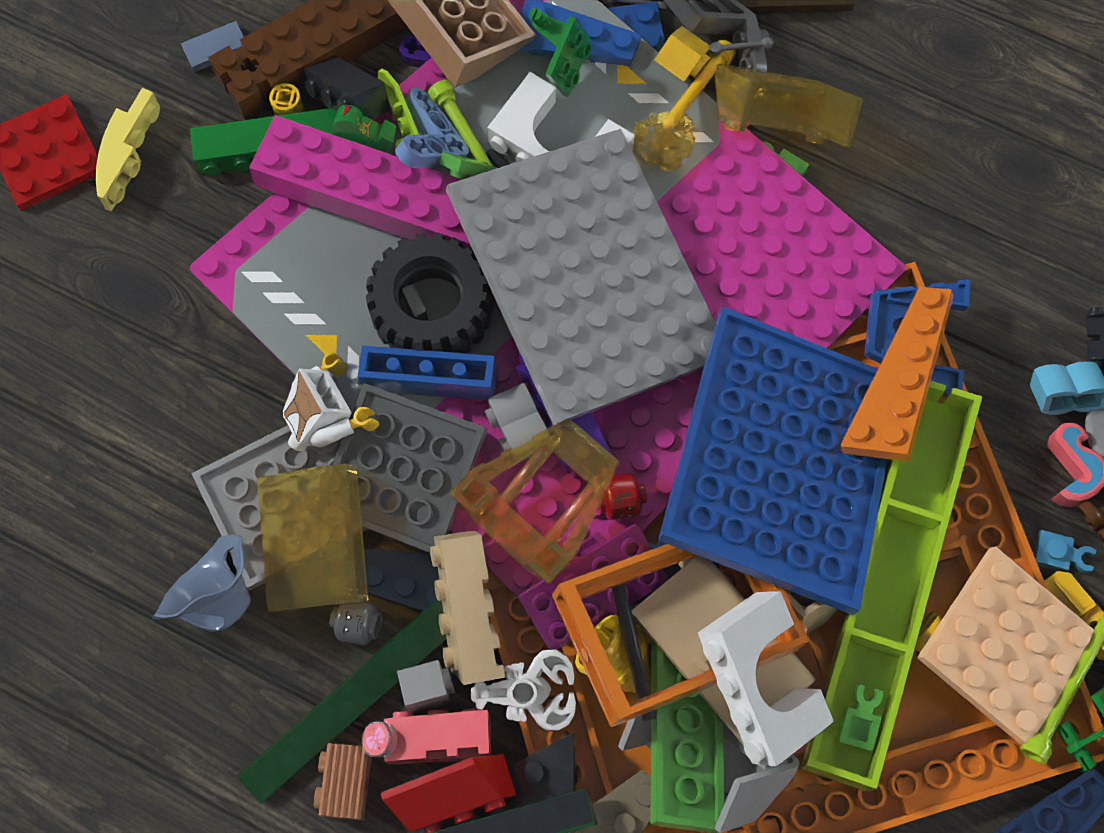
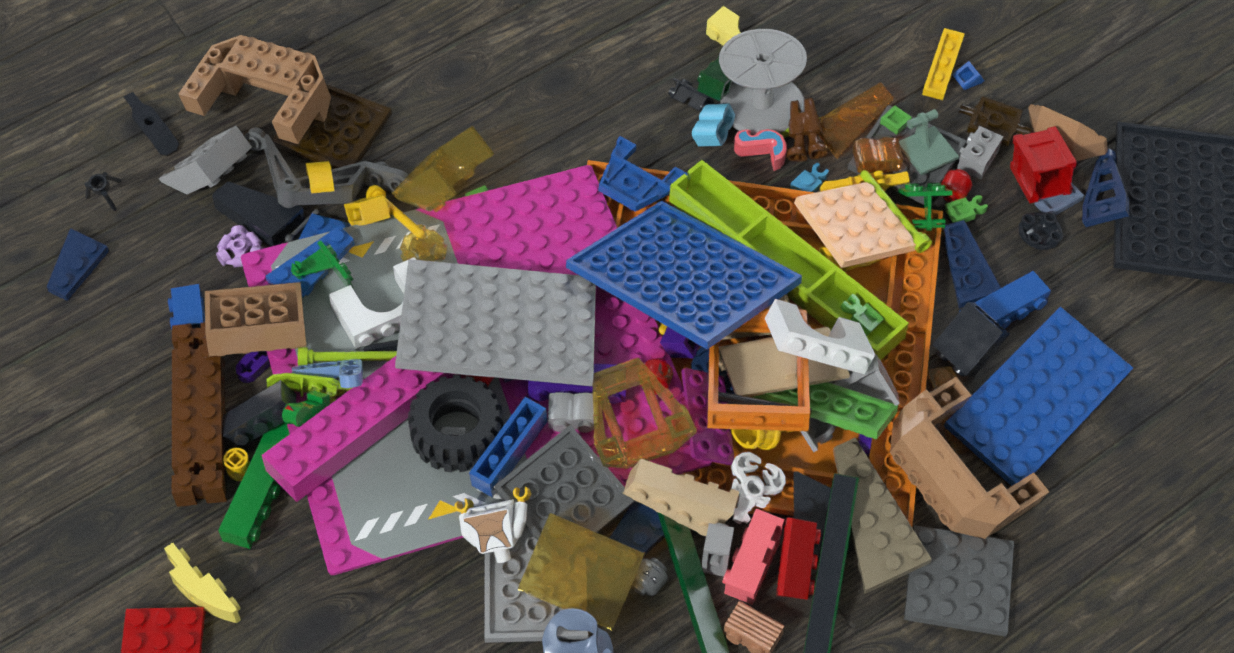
camera: 65 degrees left, 15 degrees down
(207, 44) = (154, 495): sand blue tile -> none
(379, 739) = (739, 588): tile -> none
(462, 166) = (377, 359): bright green plate -> none
(716, 47) = (374, 191): dark grey hinge -> none
(897, 395) = (679, 200): orange wing -> none

